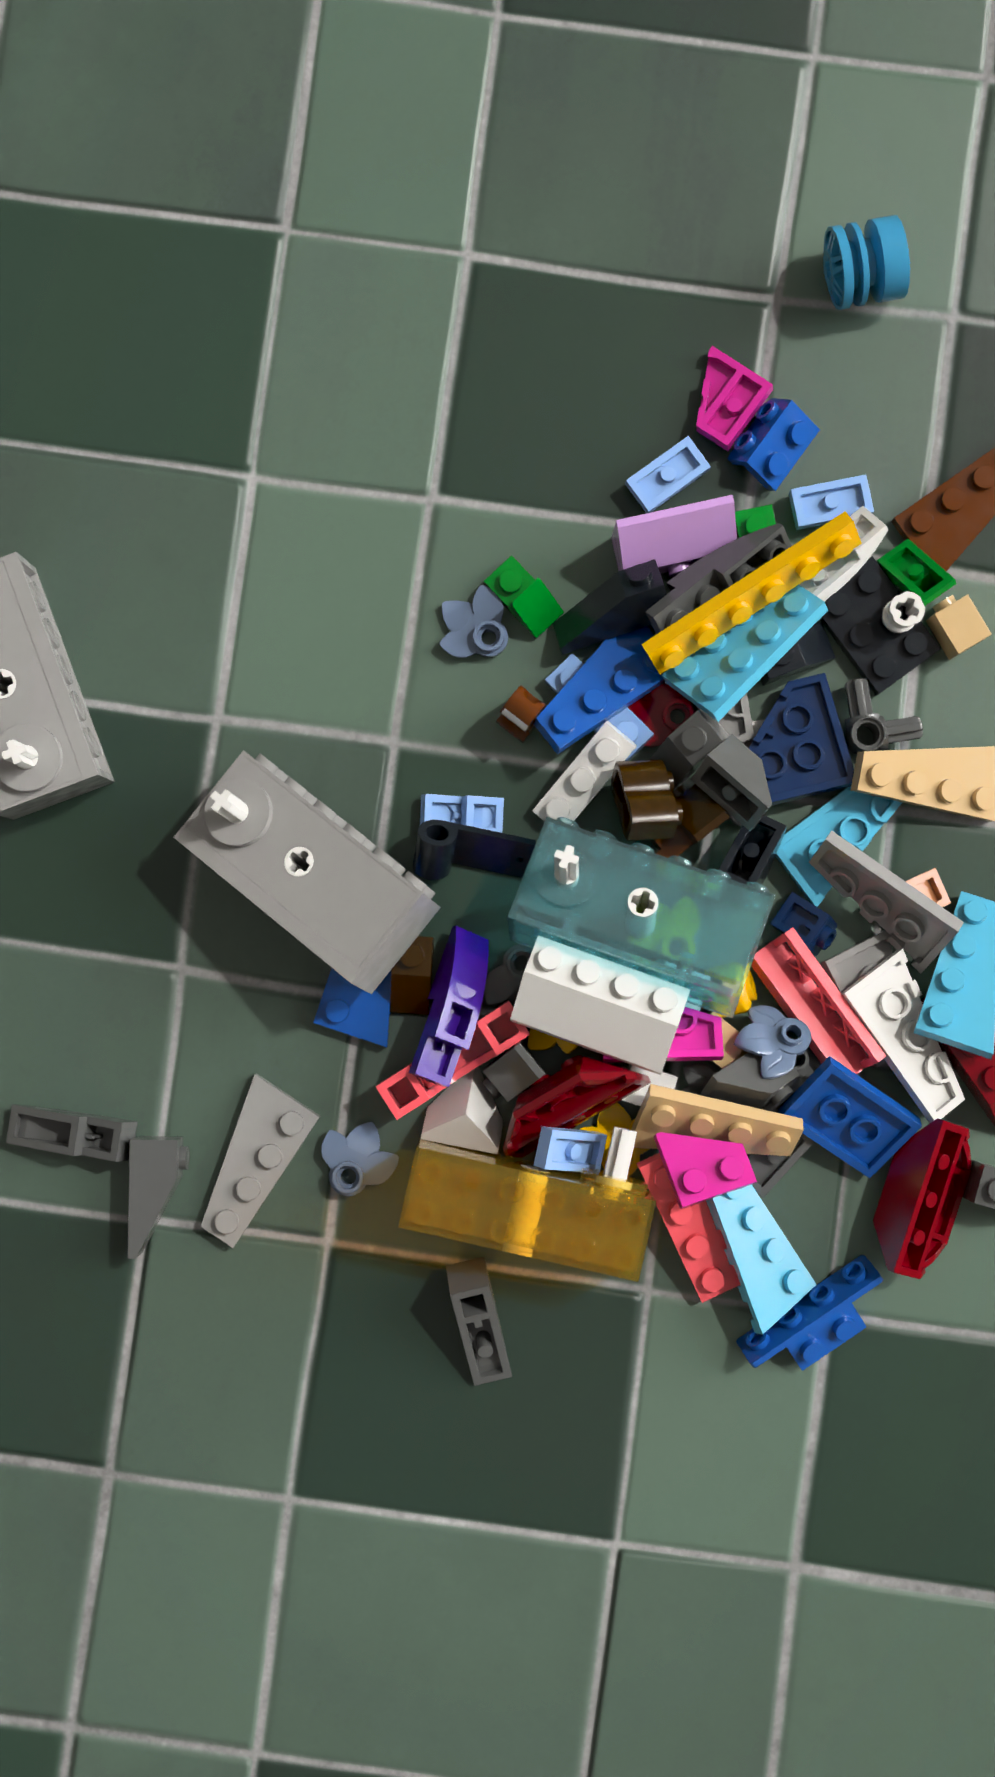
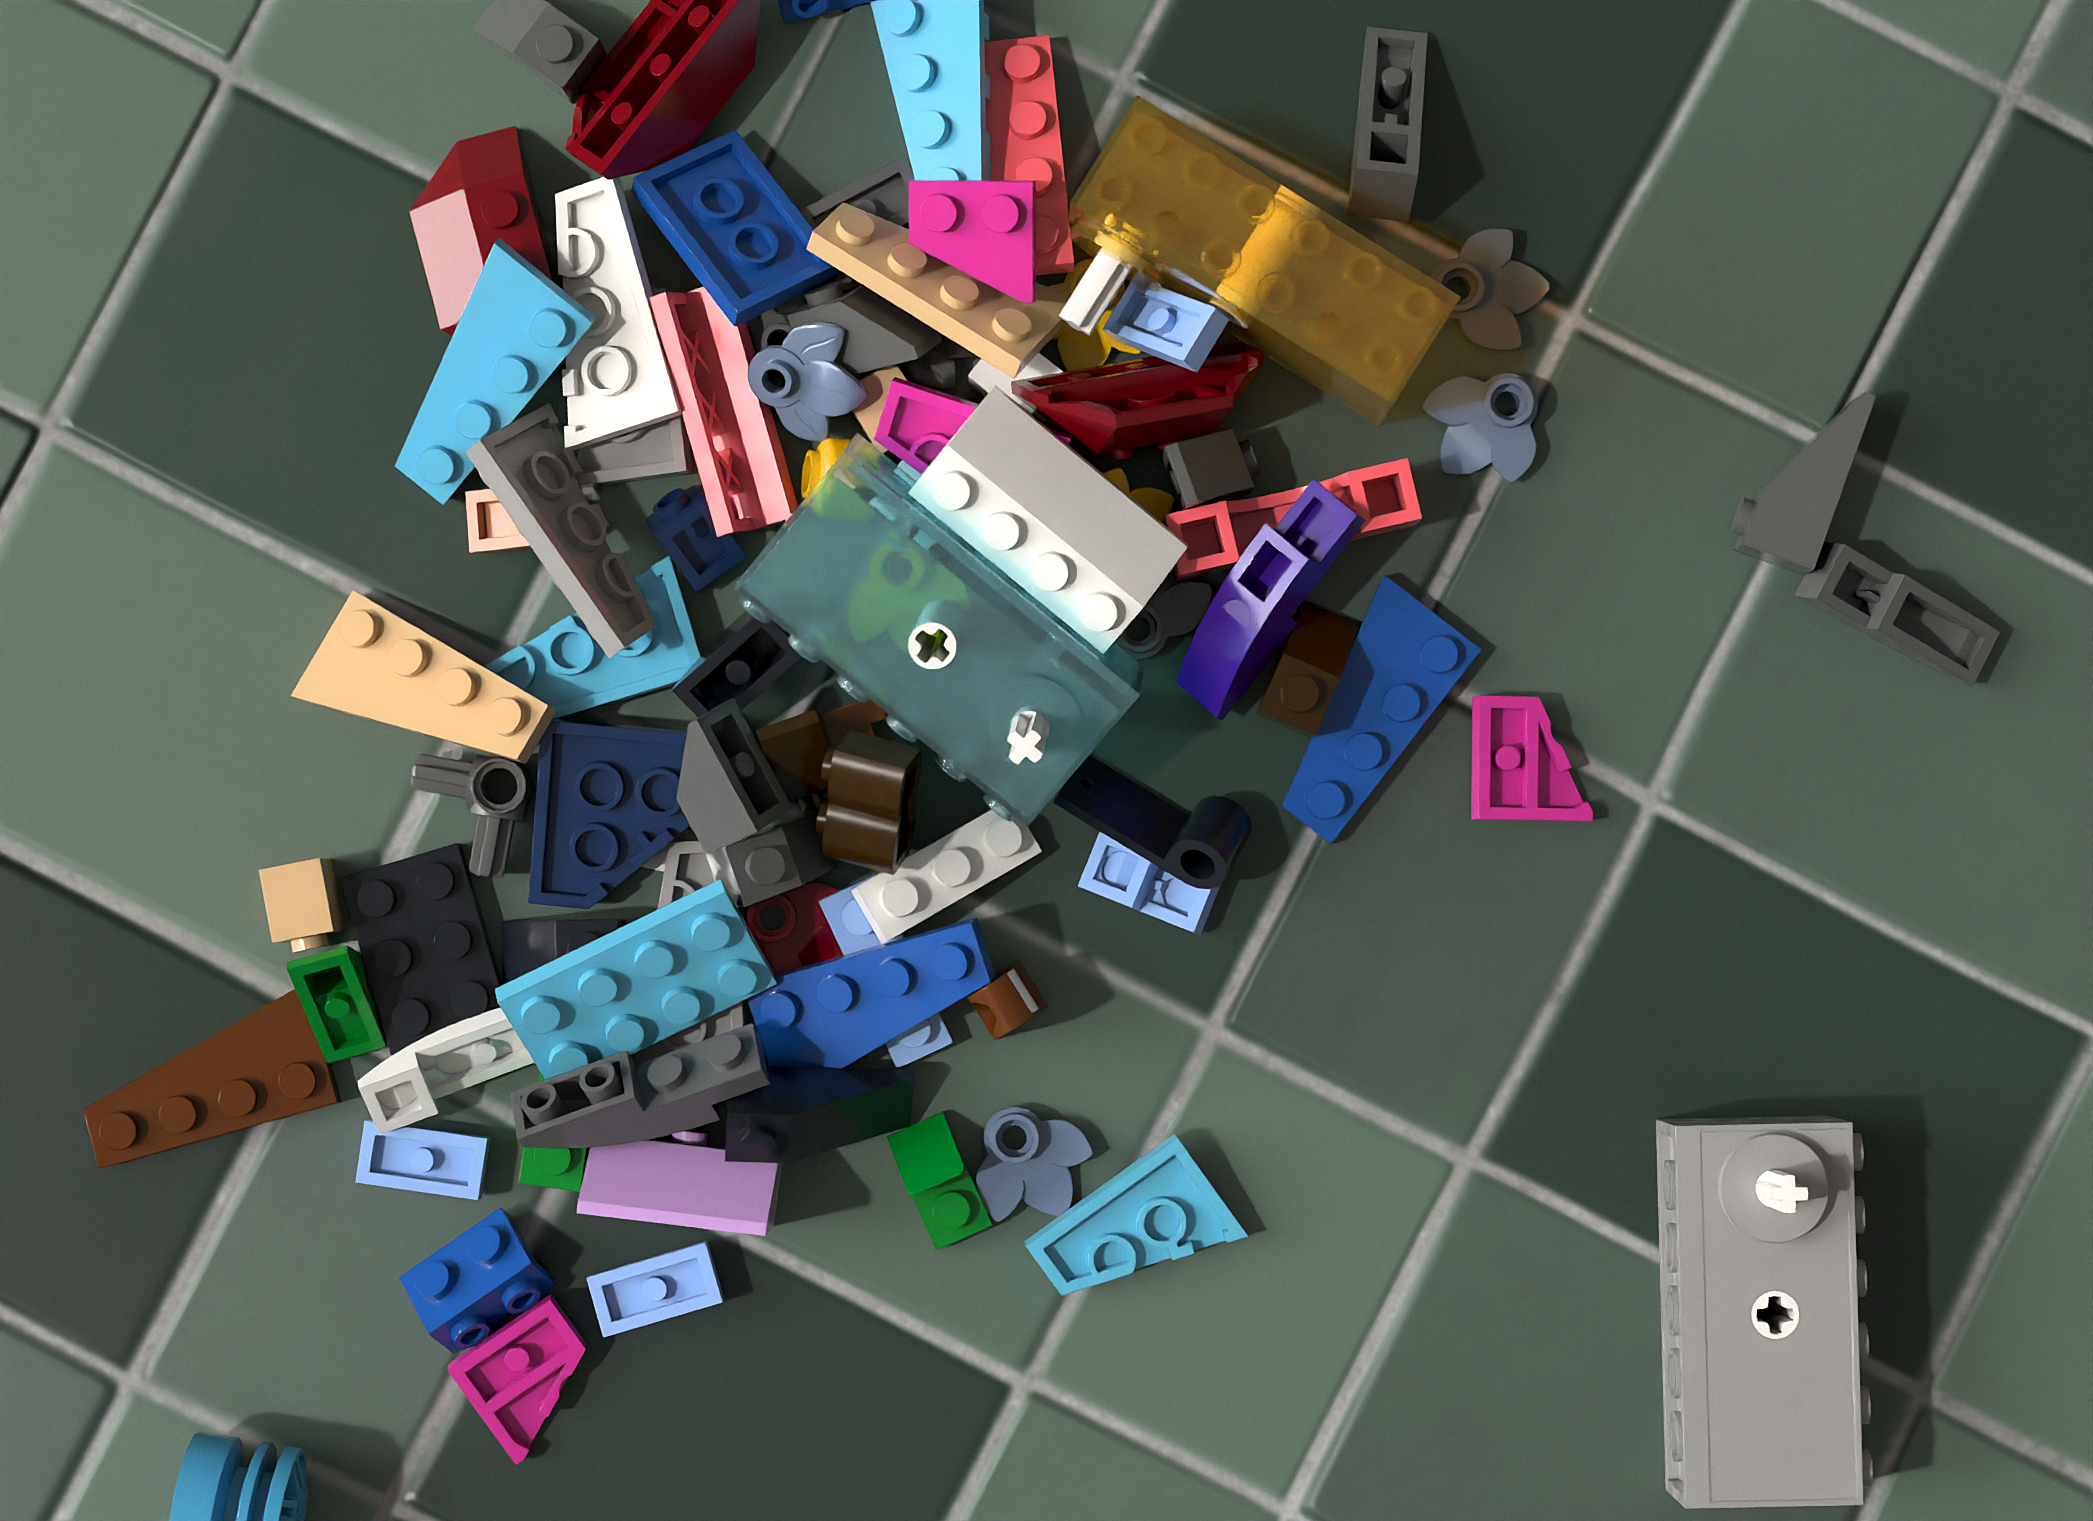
camera: 155 degrees left, 0 degrees up
(260, 1150) = (1624, 488): light grey wing -> none
(266, 962) = (1519, 765): none -> dark pink wing
(309, 870) = (1410, 872): light grey piece -> none
(378, 1242) = (1495, 289): none -> dark grey plate
(400, 614) = (1135, 1219): none -> medium azure wing
(465, 1116) = (1303, 430): white slope -> none
(752, 593) = (600, 1052): yellow plate -> none
(914, 609) = (361, 950): white bush -> none

